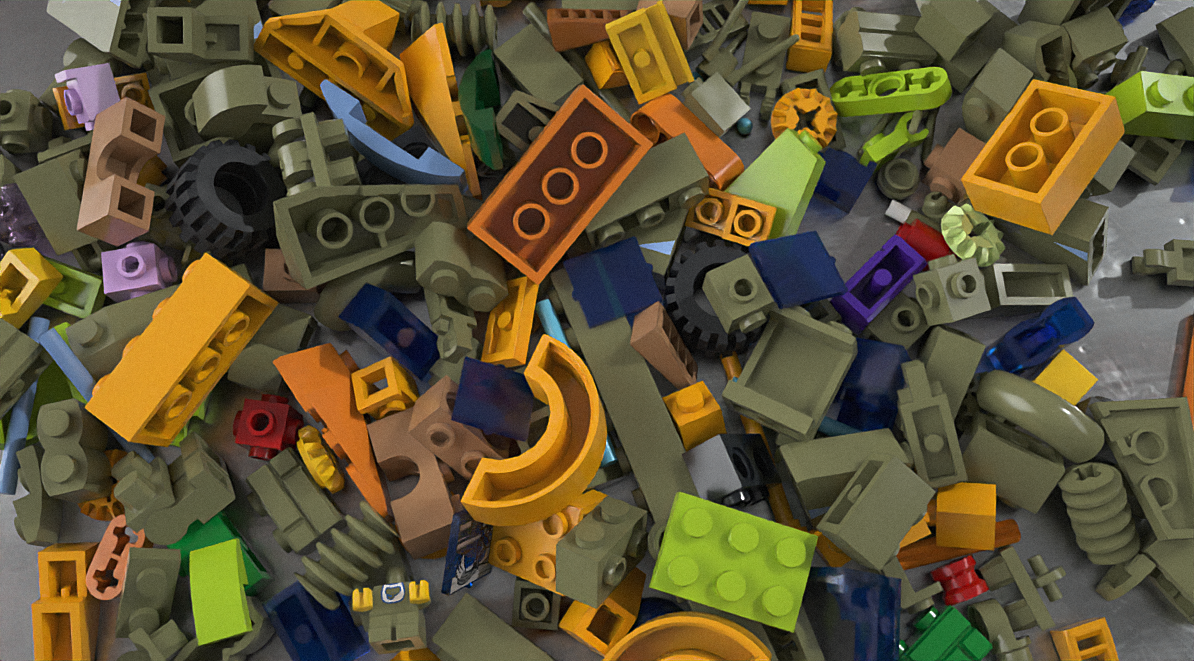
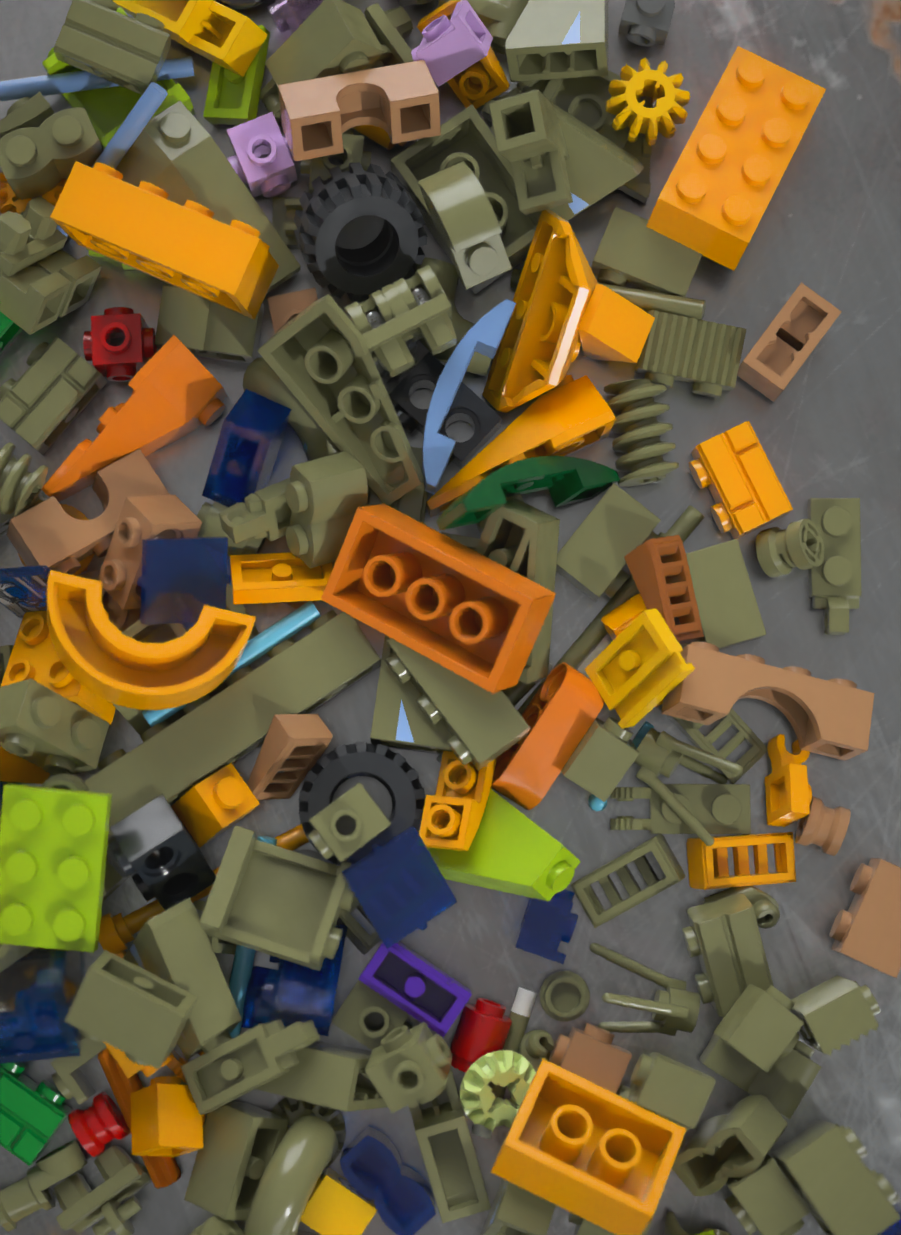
camera: 75 degrees right, 10 degrees up
(320, 459) = (84, 414): yellow gear -> none
(395, 398) = (174, 461): light orange brick -> none
(612, 282) = (348, 681): clear blue piece -> none
(805, 100) = (629, 867): light orange gear -> none
(882, 148) = (593, 970): lime plate -> none
(916, 91) = (649, 982): lime beam -> none

